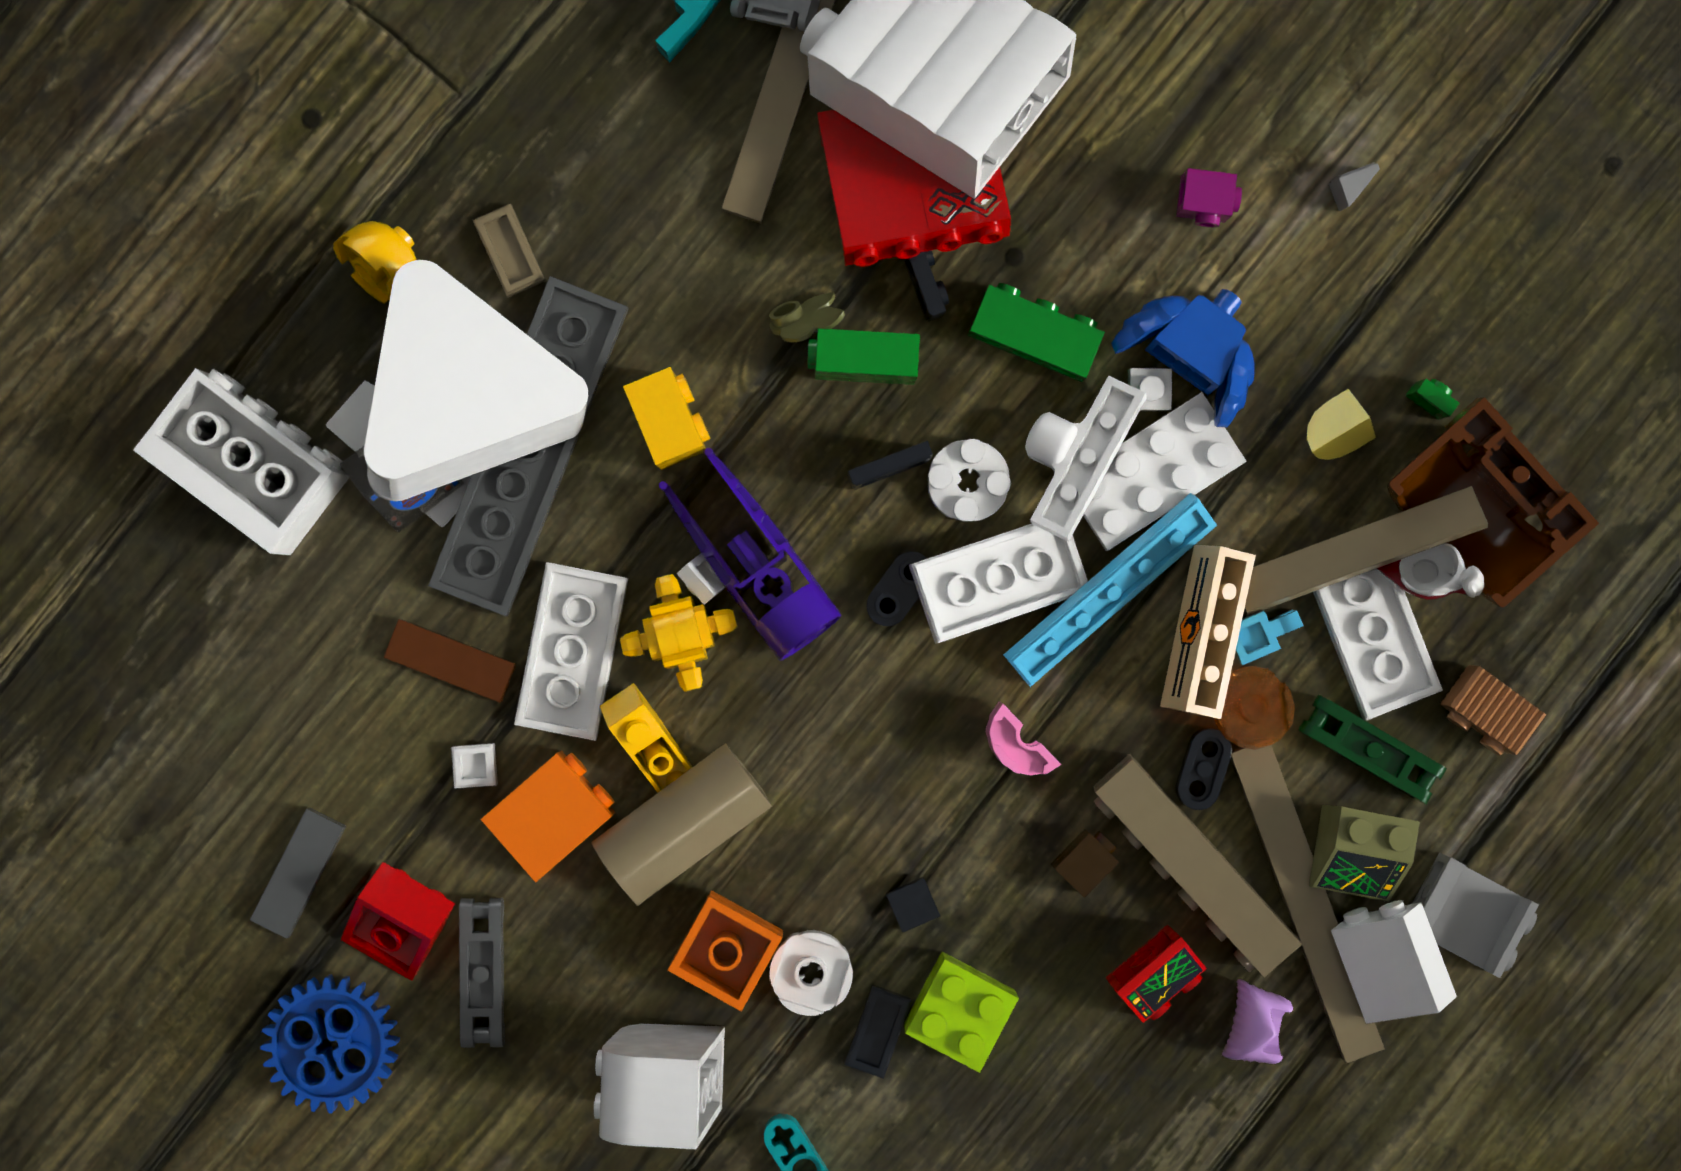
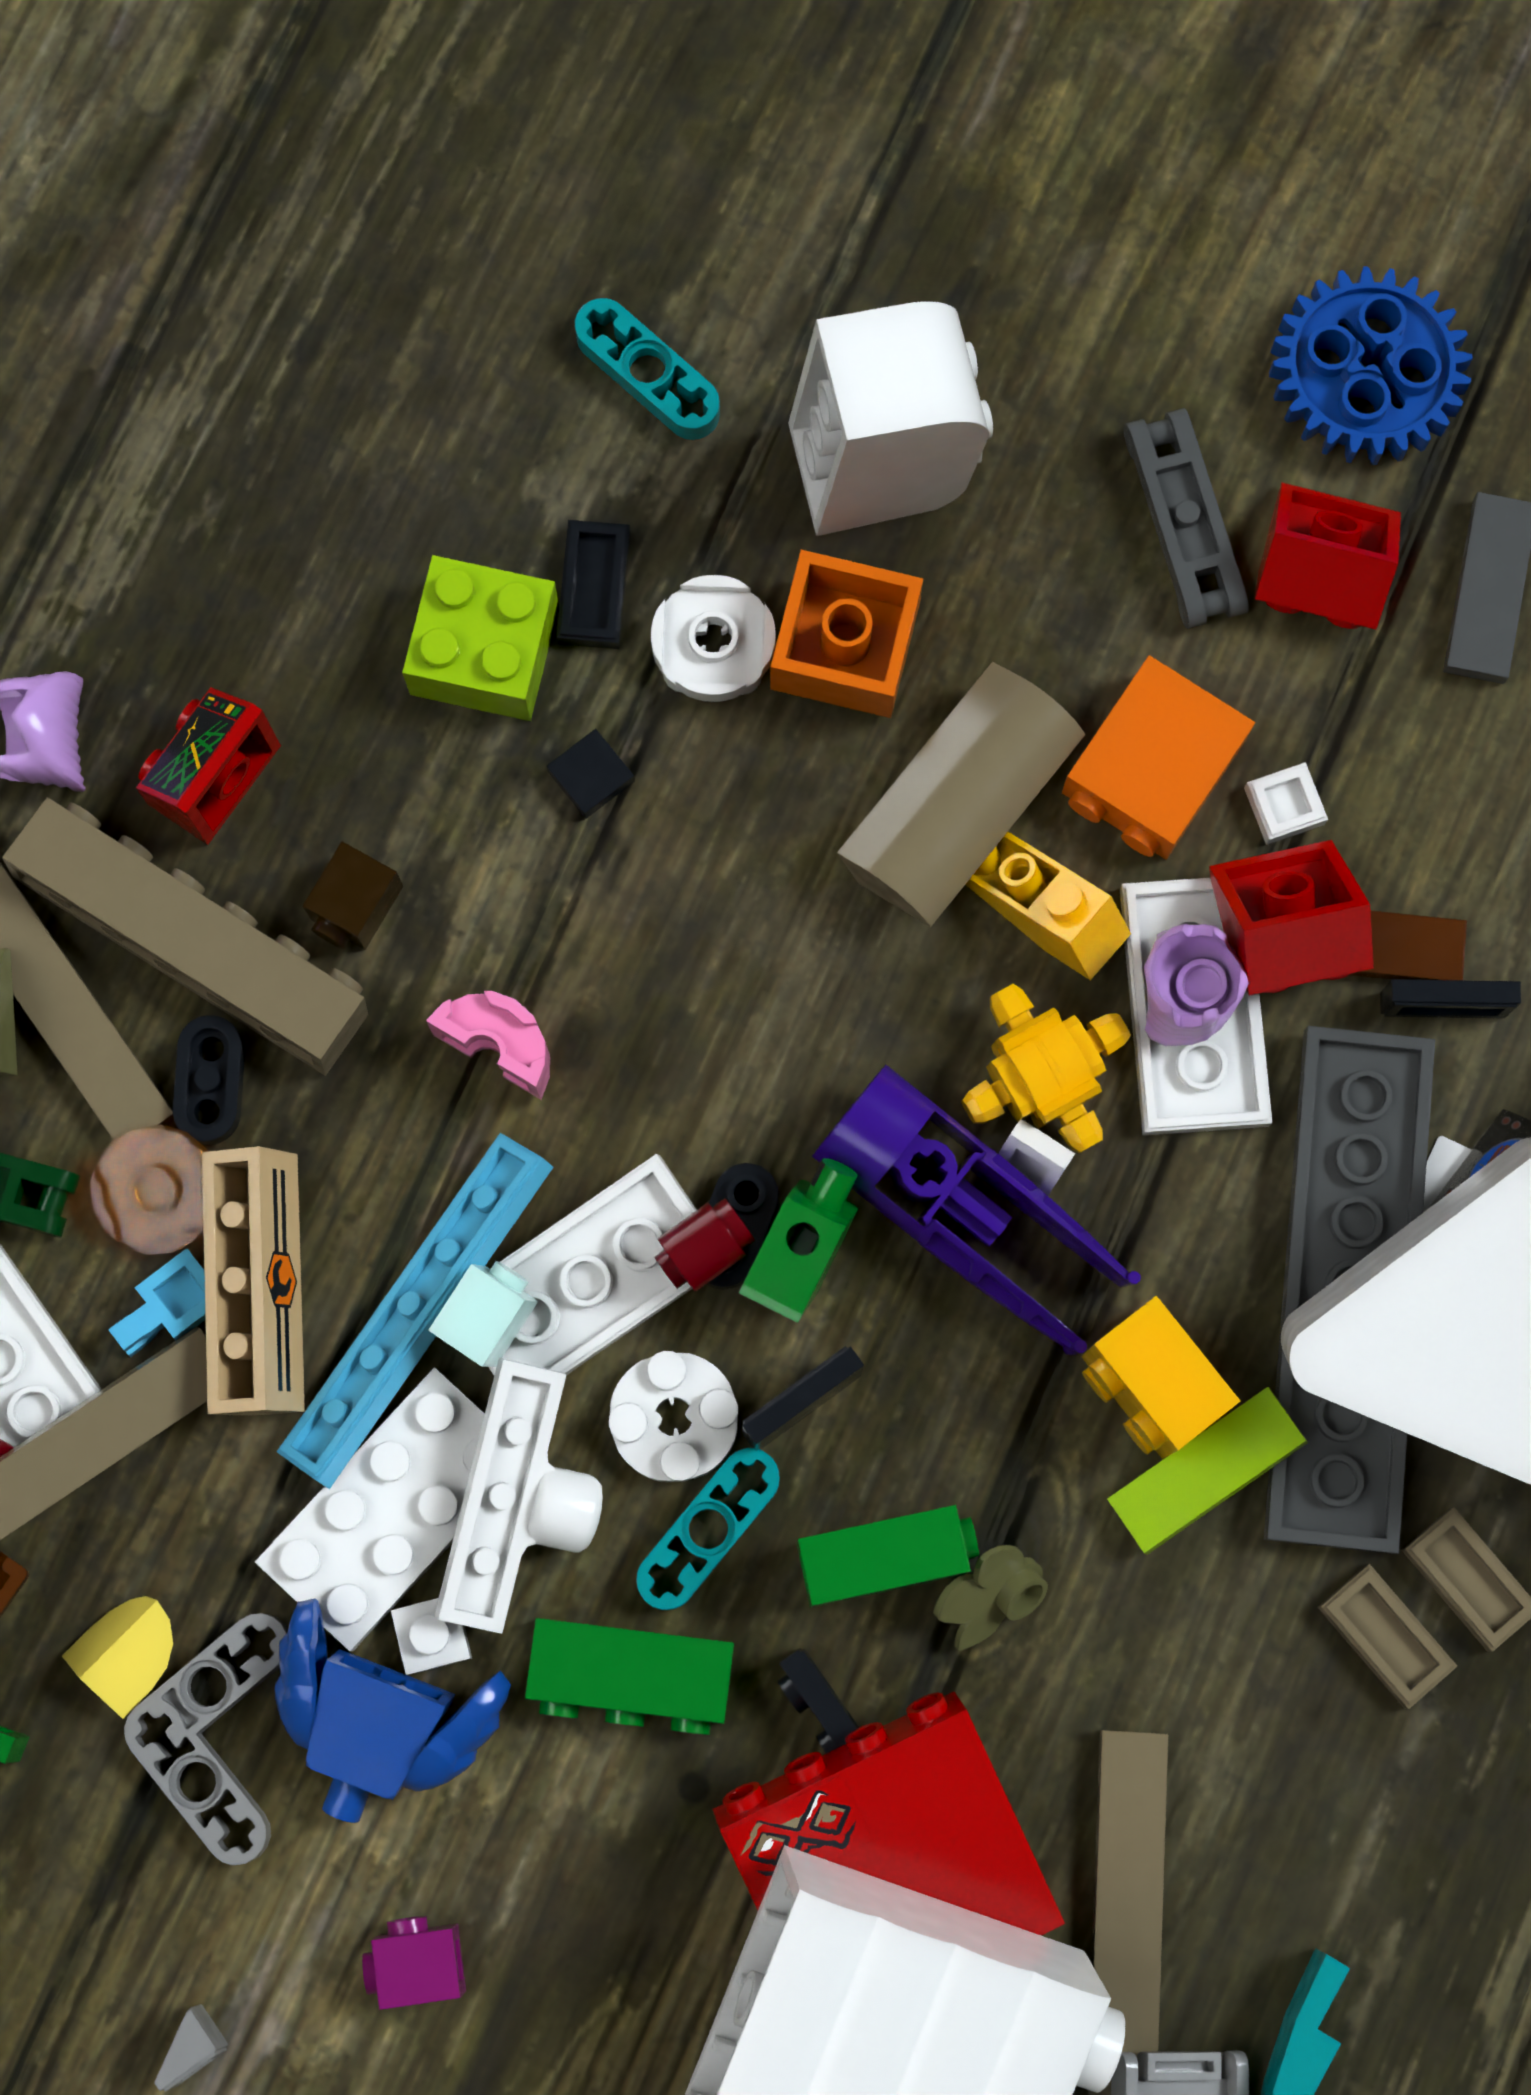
camera: 160 degrees right, 10 degrees down
(410, 609) = (1450, 998): none -> black tile
(495, 686) = (1294, 916): none -> red slope
(570, 230) = (1387, 1636): none -> dark tan tile
(572, 660) = (1191, 984): none -> lavender hair
(632, 361) = (1207, 1470): none -> lime tile
(863, 560) = (793, 1254): none -> green torso
(925, 575) = (703, 1245): none -> dark red brick
(984, 380) = (751, 1501): none -> teal beam
(1070, 572) = (484, 1313): none -> light aqua brick
(1309, 376) = (192, 1719): none -> light grey beam

